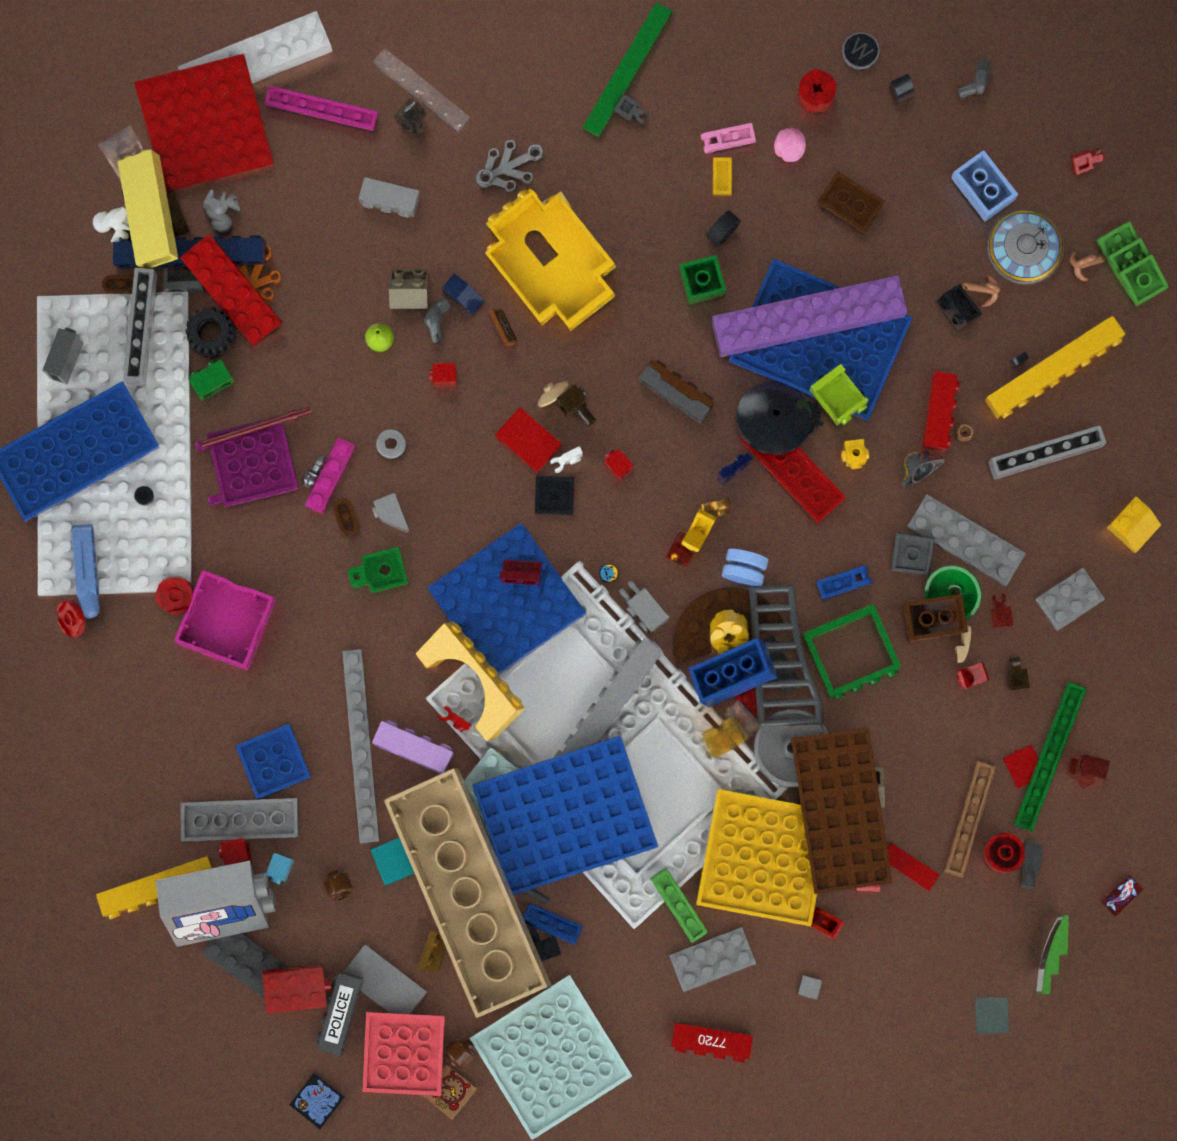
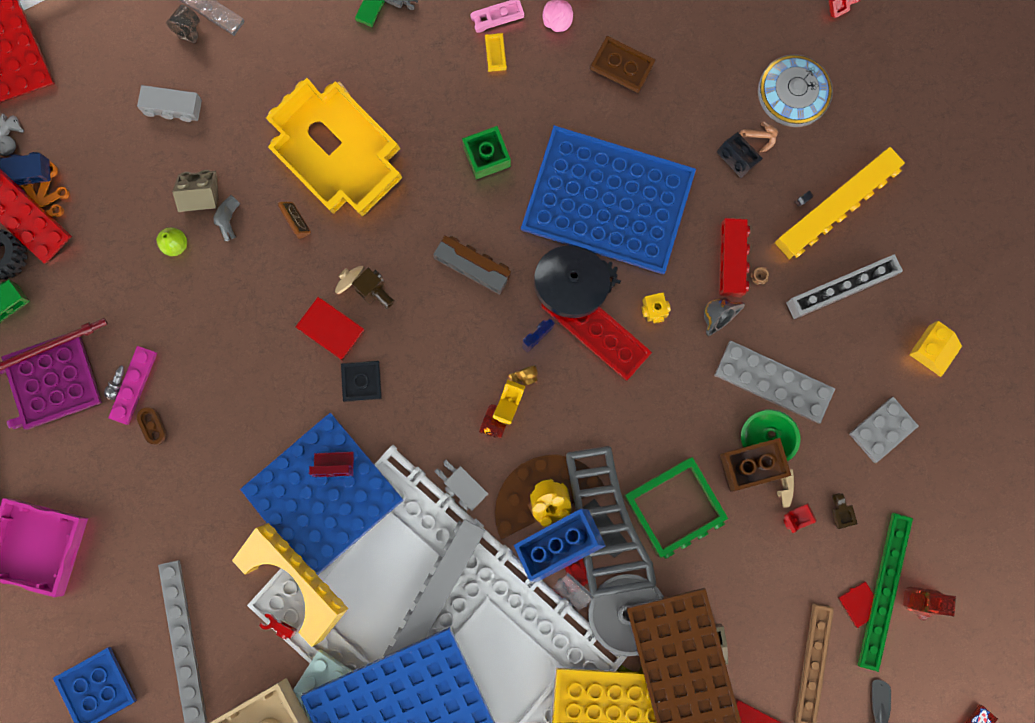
camera: 15 degrees left, 0 degrees up
(321, 108) = (95, 24): dark pink plate -> none
(370, 573) = (180, 482): green plate -> none
(384, 437) = (183, 342): light grey piece -> none
(390, 512) = (195, 415): light grey slope -> none
(413, 748) = (237, 660): lavender brick -> none
(443, 374) = (238, 271): red brick -> none
(462, 294) = (250, 190): dark blue slope -> none
(507, 167) = (284, 63): light grey plant -> none
(569, 457) = (375, 340): white plate -> none
(608, 573) = (423, 454): tile -> none
(618, 464) = (421, 342): red brick -> none
(723, 228) = (501, 100): black tyre -> none
(723, 739) = (557, 616): clear yellow brick -> none
(744, 567) = (559, 434): light blue wheel -> none
(809, 316) = (595, 176): medium lavender brick -> none
(839, 396) = (633, 252): lime panel -> none
(843, 582) = (658, 438): blue plate -> none
(912, 553) = (724, 401): dark grey tile -> none
(984, 186) = (750, 35): light blue brick -> none
(1001, 615) = (818, 453): clear red plate -> none
(1014, 848) = (865, 705): red brick -> none
(1085, 262) = (857, 98): nougat piece -> none
(1132, 263) = (900, 96): bright green slope -> none

